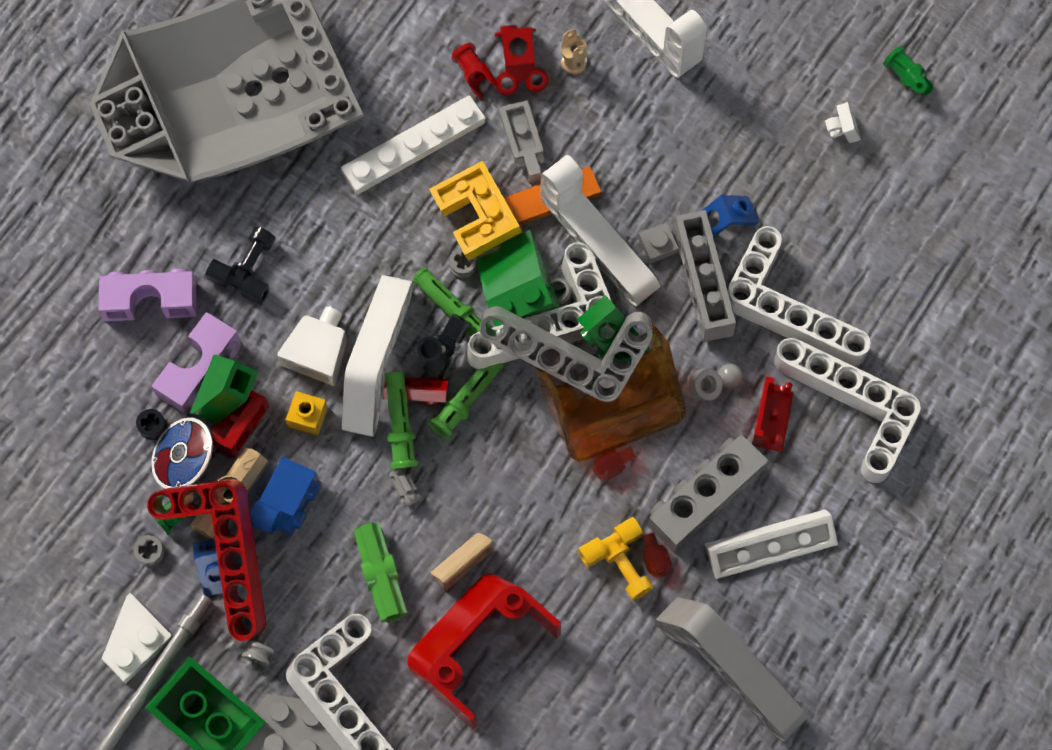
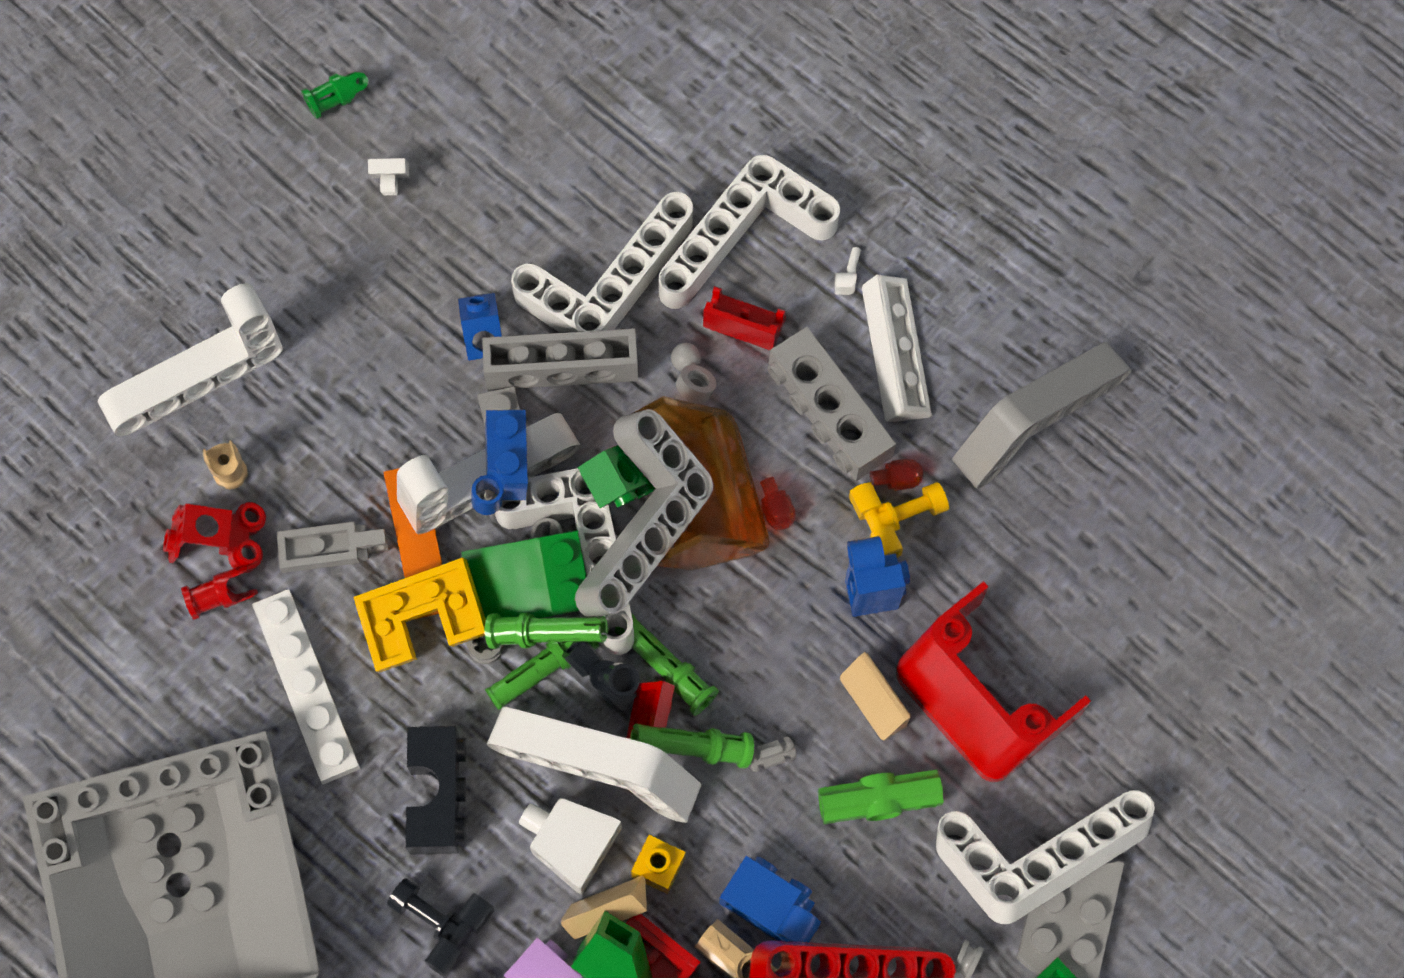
camera: 85 degrees left, 0 degrees up
(268, 380) = (620, 901): none -> tan slope
(319, 254) = (437, 825): none -> black arch
(470, 284) = (528, 630): none -> bright green pin
(552, 538) = (874, 579): none -> blue hinge
(602, 240) = (505, 460): none -> blue hinge
(823, 495) = (846, 281): none -> white hand

